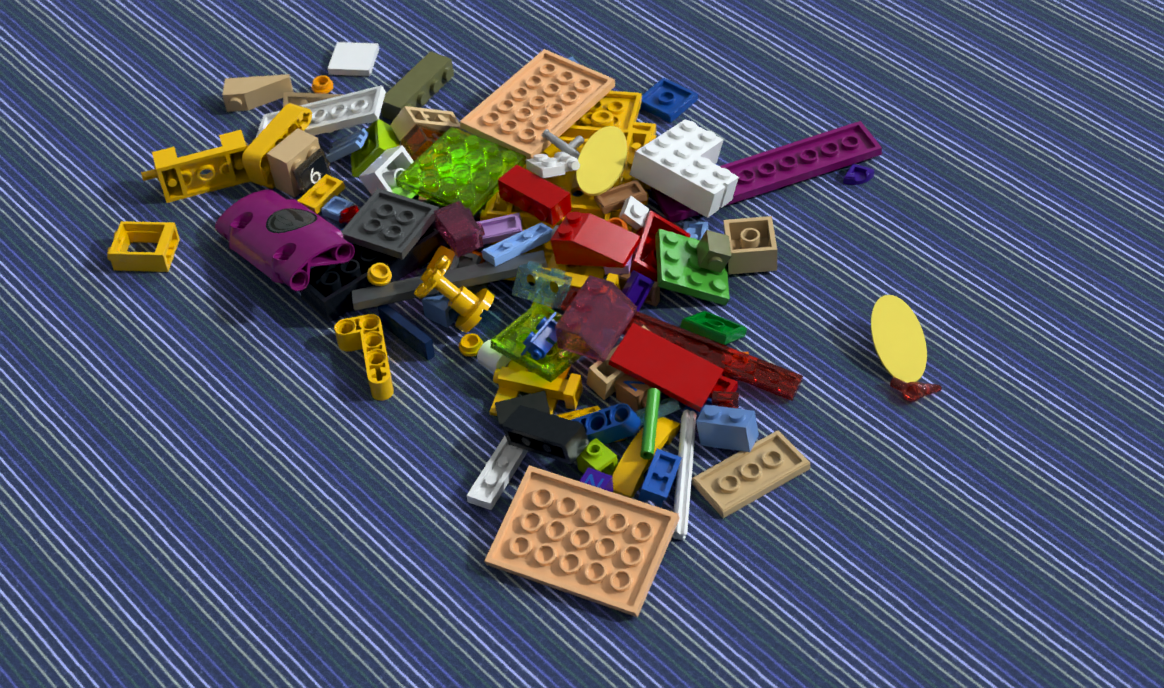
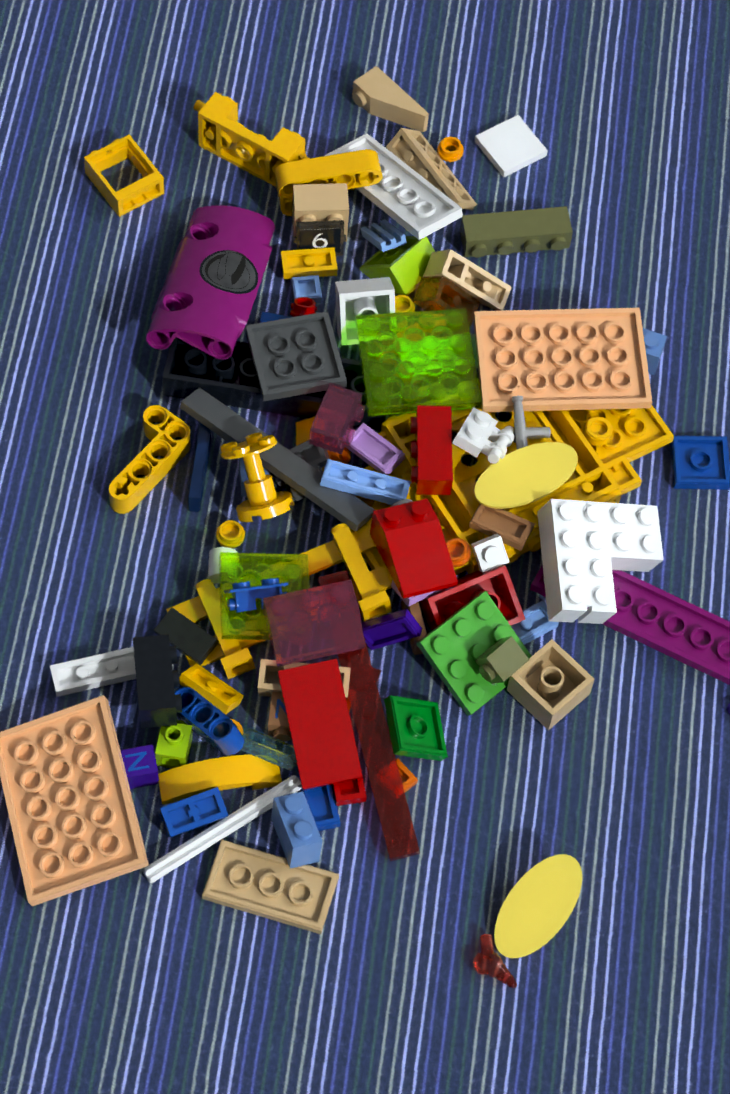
camera: 40 degrees right, 15 degrees up
(379, 274) = (230, 396): yellow plate -> none
(541, 290) = (322, 543): clear light blue brick -> none
(650, 423) = (243, 759): bright green piece -> none
(725, 399) = (322, 808): clear red plate -> none

